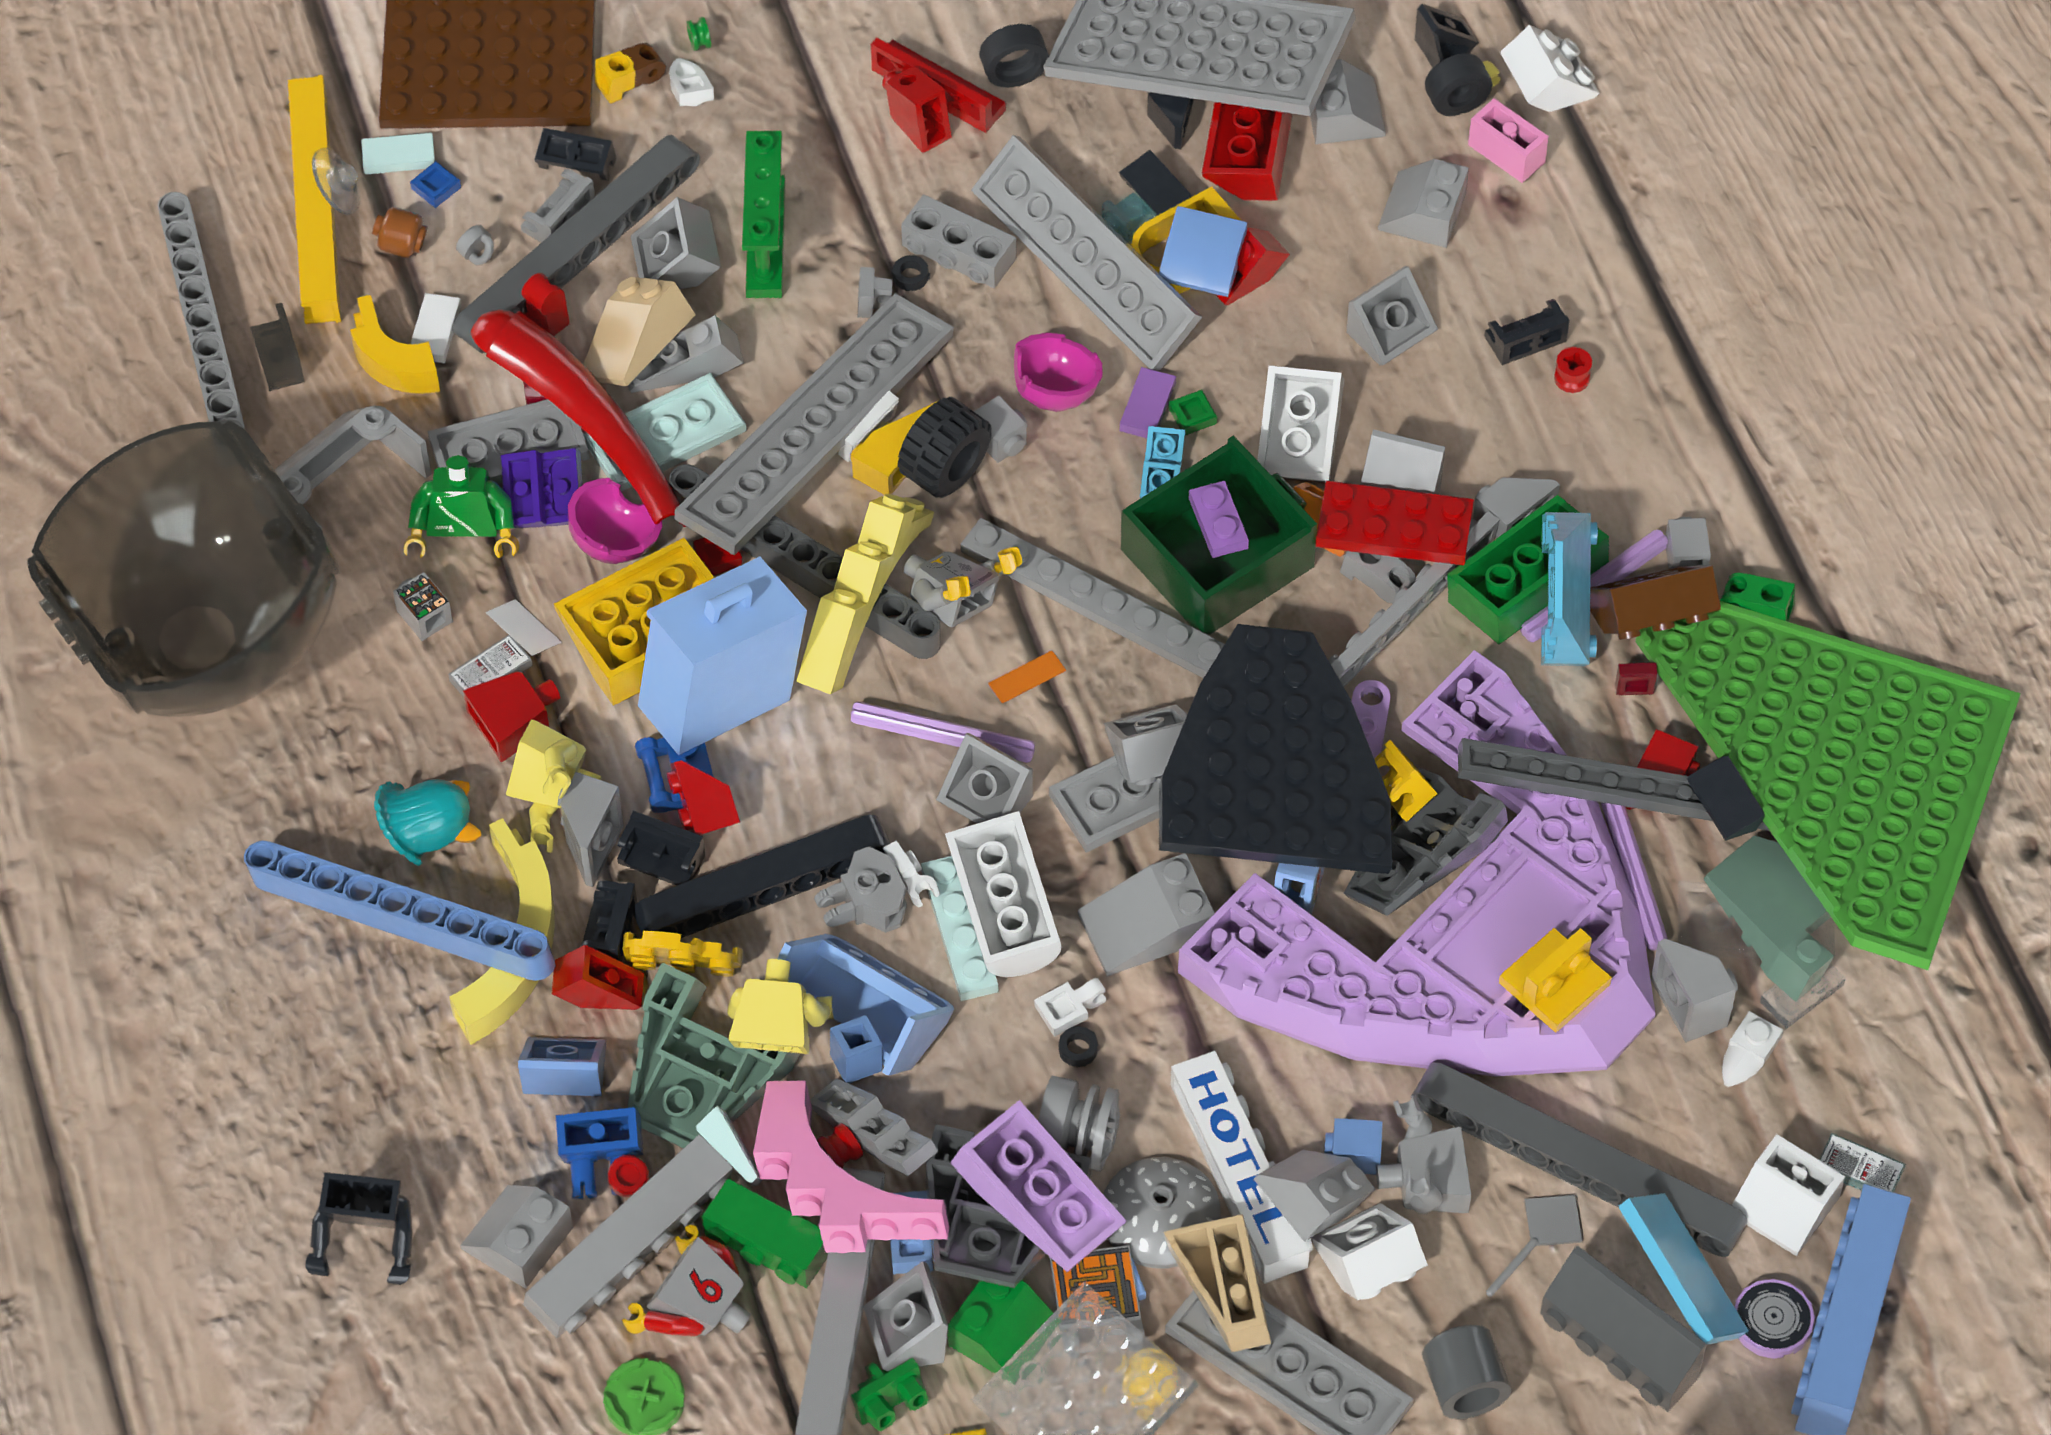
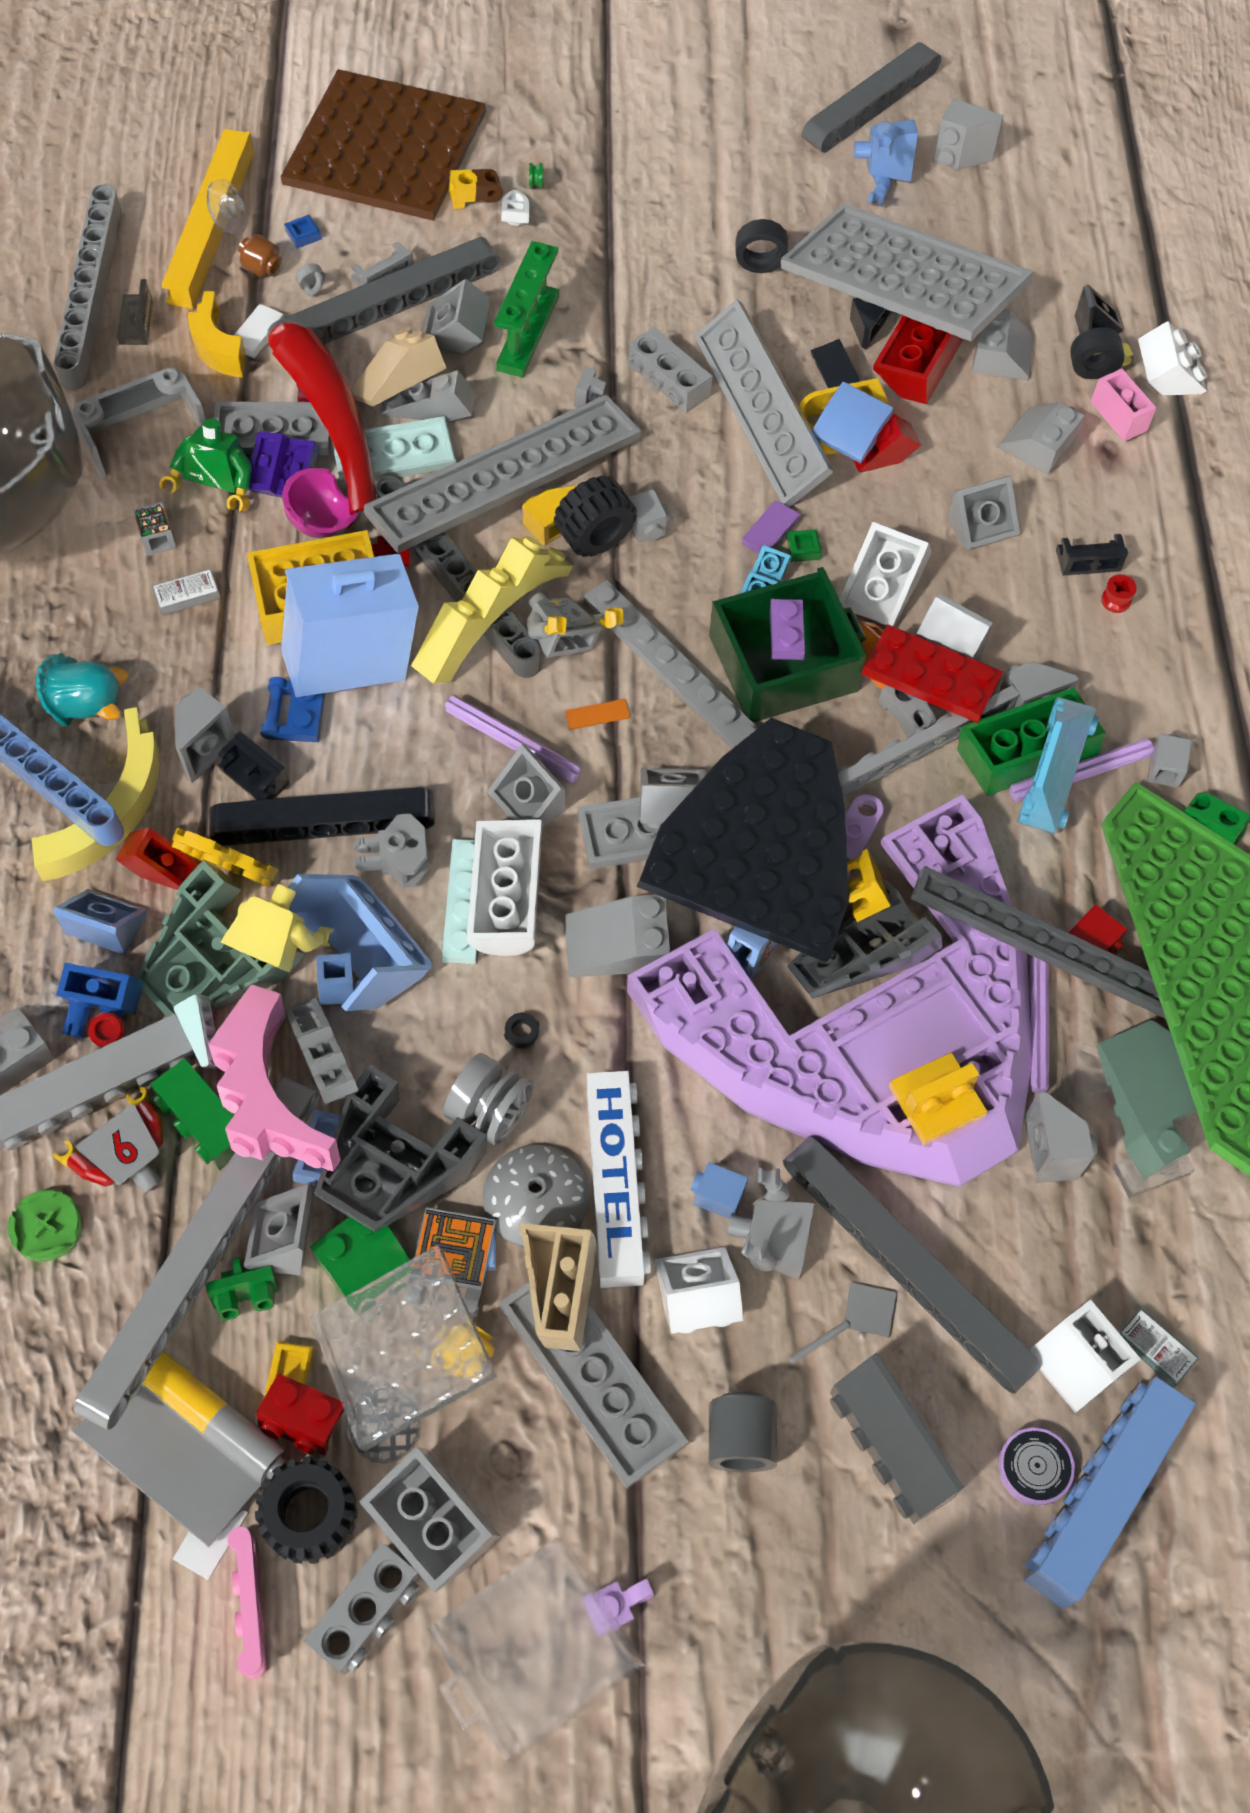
camera: 15 degrees right, 5 degrees up
(398, 153) = (285, 202): light aqua tile -> none
(505, 708) = (184, 627): red torso -> none
(523, 627) = (224, 566): white sticker -> none
(540, 770) = (181, 672): light yellow torso -> none
(545, 304) = (341, 333): red leg -> none
(575, 152) = (410, 232): black hinge -> none
(610, 917) = (191, 812): black hinge -> none
(705, 800) = (299, 738): red slope -> none
(841, 1145) = (287, 1059): red wheel -> none
(878, 417) = (558, 479): white tile -> none
(907, 262) = (626, 376): black piece -> none
(908, 867) = (437, 839): white plate -> none
(918, 107) = (676, 256): red torso -> none
(962, 97) = (697, 254): red fence -> none
(1037, 1187) = (427, 1151): lavender slope -> none
(1055, 371) = (705, 484): dark pink cylinder -> none
(1067, 1007) = (521, 994): white plate -> none
(1127, 215) = (804, 384): clear light blue bracket -> none
(1315, 1190) = (667, 1221): light grey slope -> none
(1636, 679) = (1092, 856): dark red tile -> none
(1655, 600) = (1128, 796): reddish brown slope -> none
(1683, 1268) = (966, 1403): medium azure tile -> none
(1727, 798) = (1138, 982): black slope -> none
(1749, 1049) = (1090, 1206): white plate -> none

